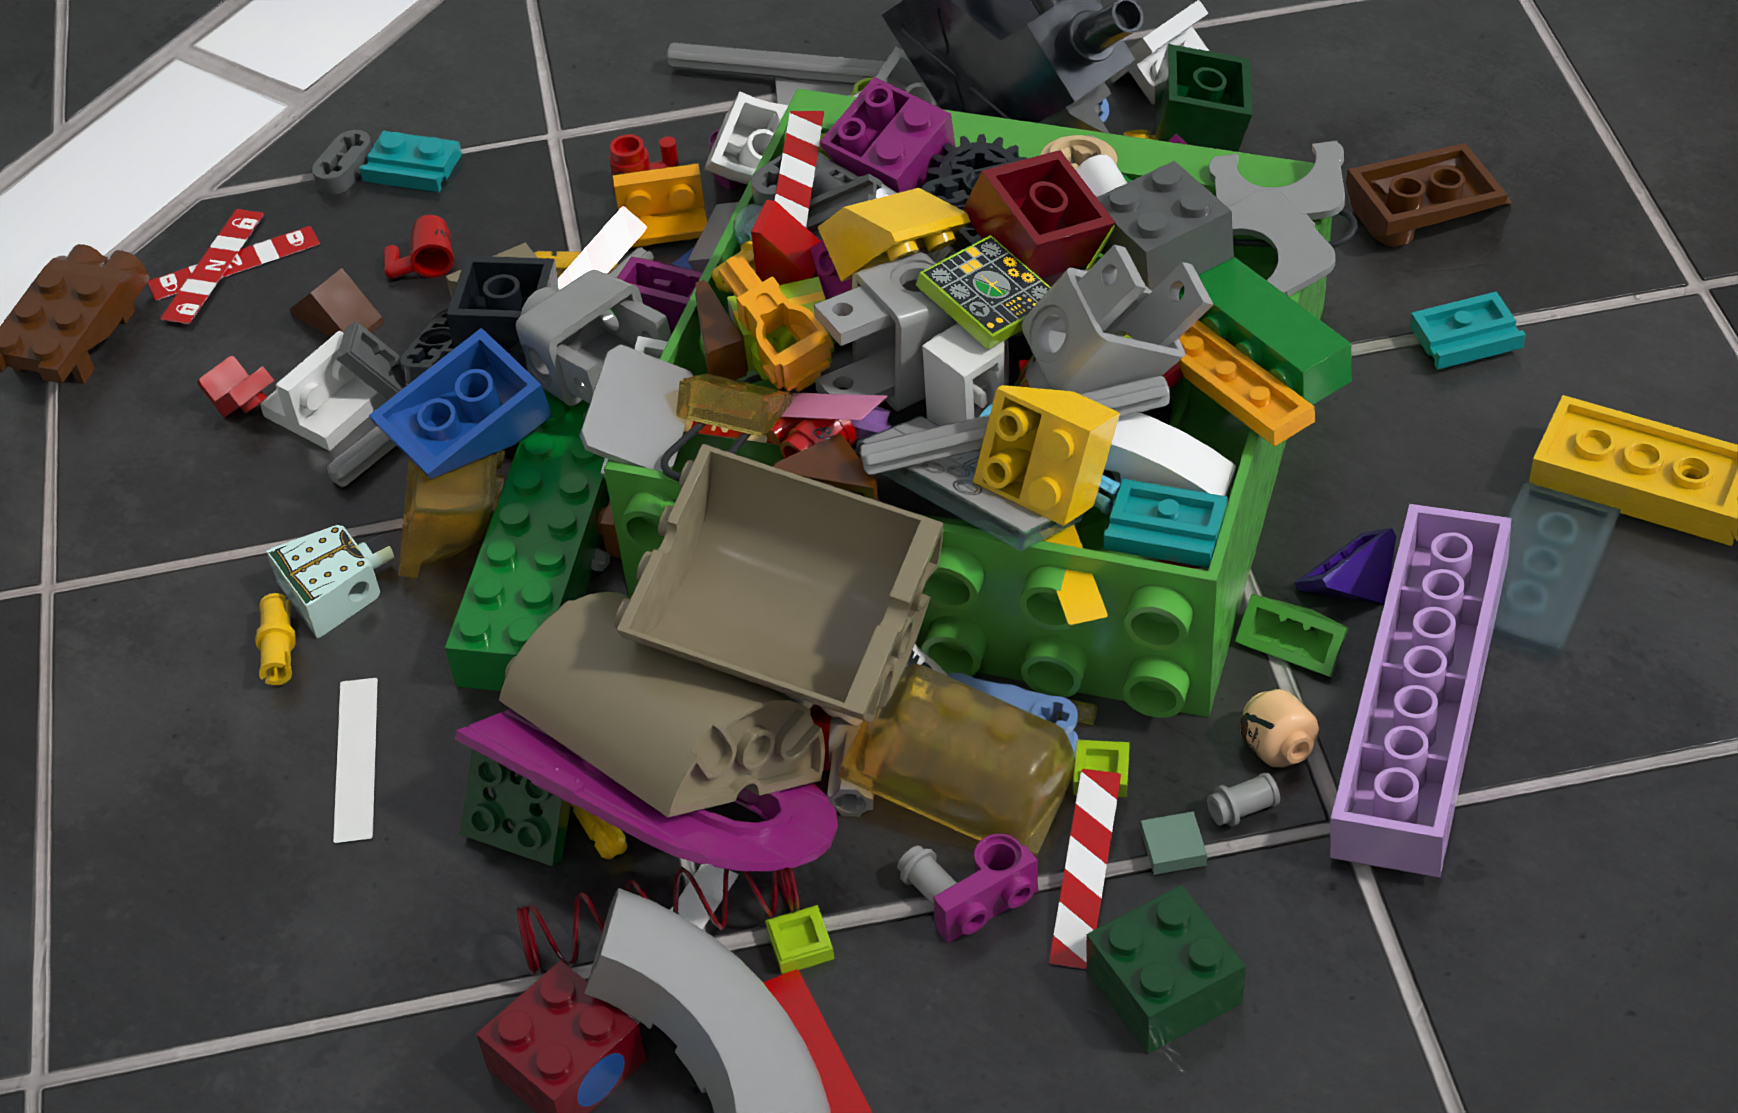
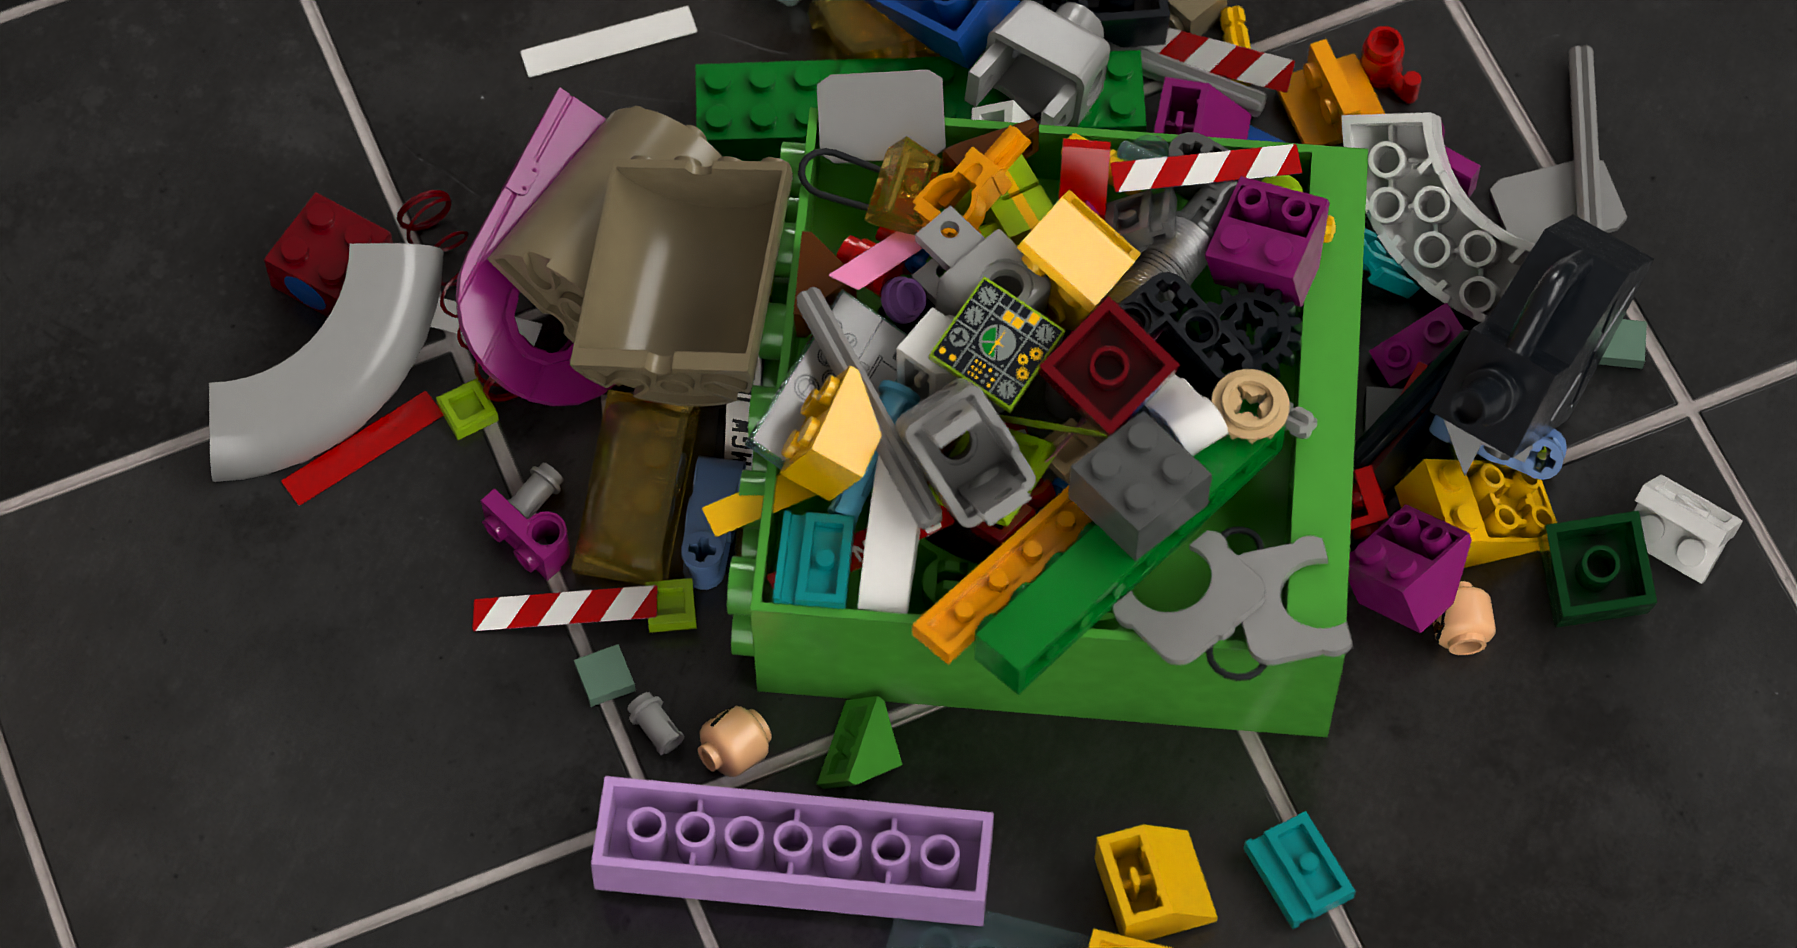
camera: 75 degrees right, 15 degrees up
(1165, 968) = (460, 678): dark green brick -> none
(1356, 570) = (944, 784): dark purple slope -> none
(1421, 191) = (1506, 817): reddish brown slope -> none
(1481, 429) = (1153, 881): none -> yellow slope

